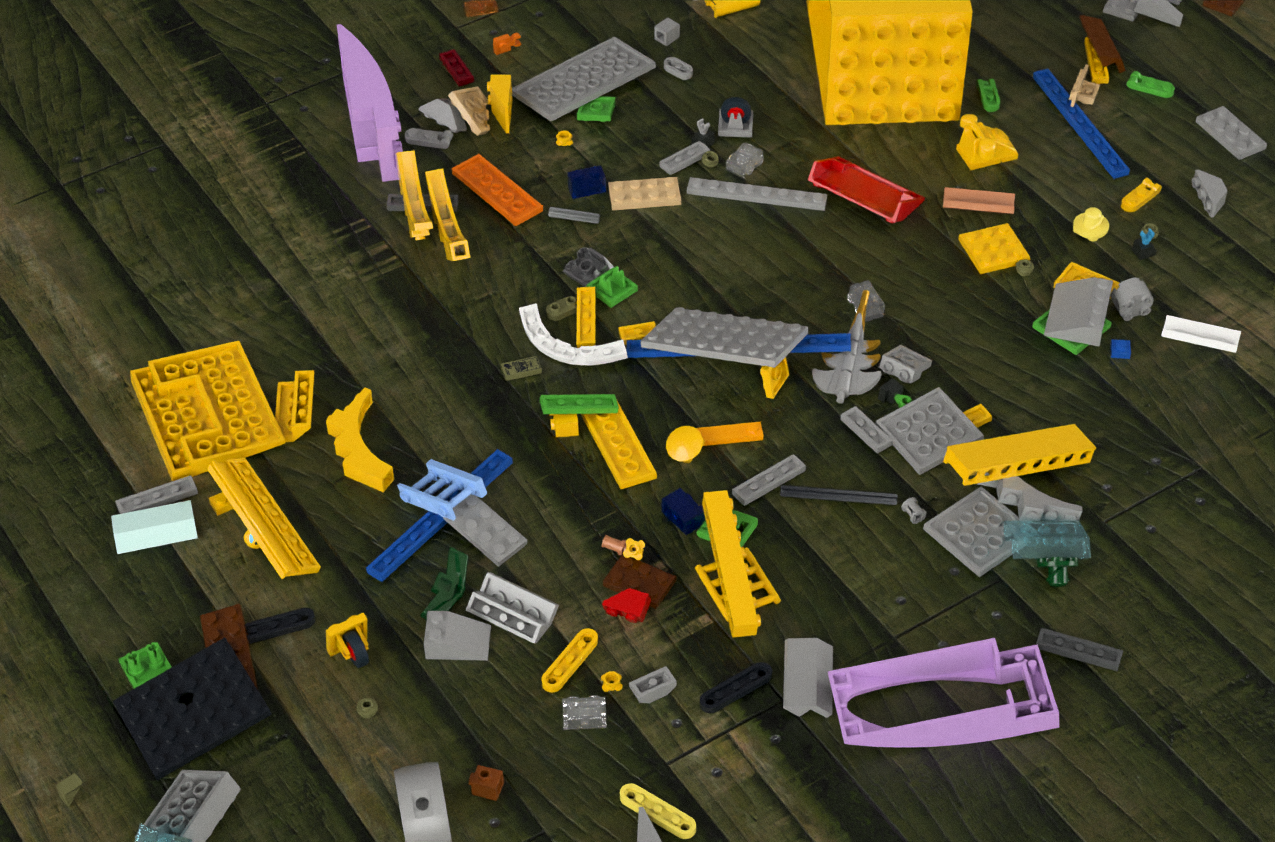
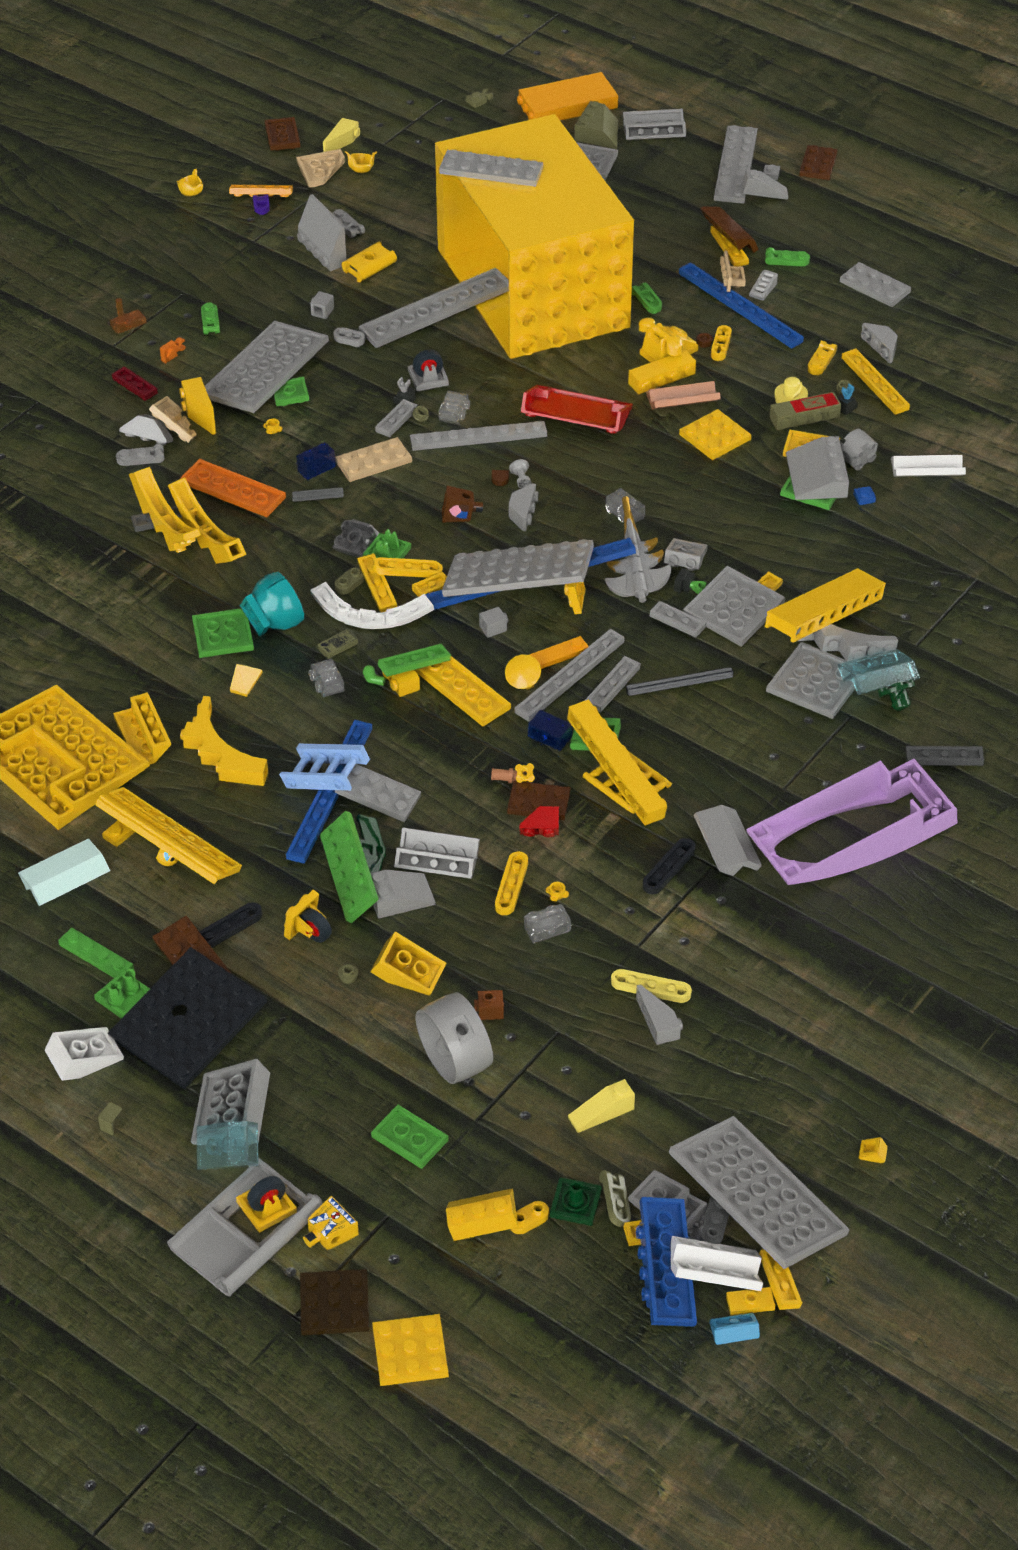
camera: 20 degrees left, 0 degrees up
(79, 713) = (82, 1052): none -> white slope
(143, 616) = (94, 953): none -> bright green plate
(158, 496) = (52, 843): light grey plate -> none
(369, 106) = (73, 435): lavender windscreen -> none
(415, 380) = (244, 679): none -> yellow slope
(417, 329) = (222, 633): none -> bright green plate
(417, 598) = (348, 867): none -> bright green plate
(427, 717) = (408, 965): none -> yellow slope
(469, 314) = (272, 604): none -> teal plate
(492, 400) = (326, 678): none -> clear brick
(536, 410) = (371, 677): none -> bright green arm
(557, 21) = (210, 318): none -> bright green plate
(620, 308) = (406, 567): none -> yellow plate
(653, 685) = (597, 883): light grey slope -> none
(680, 385) = (493, 622): none -> light grey brick
(701, 258) = (459, 505): none -> reddish brown torso
(731, 458) = (569, 675): none -> light grey plate
(758, 240) = (500, 477): none -> reddish brown tile
(762, 60) = (435, 307): none -> light grey plate
(765, 273) = (522, 505): none -> light grey slope
(779, 236) = (519, 468): none -> light grey piece
(913, 509) = (747, 674): light grey bush -> none
(967, 172) = (661, 372): none -> yellow brick
(1024, 267) = (750, 444): olive plate -> none
(1027, 150) = (704, 340): none -> reddish brown tile
(1050, 144) = (723, 348): none -> yellow beam
(1097, 246) = (805, 411): none -> olive brick
(1118, 104) = (765, 284): none -> light grey slope
(1185, 233) = (875, 381): none -> yellow plate

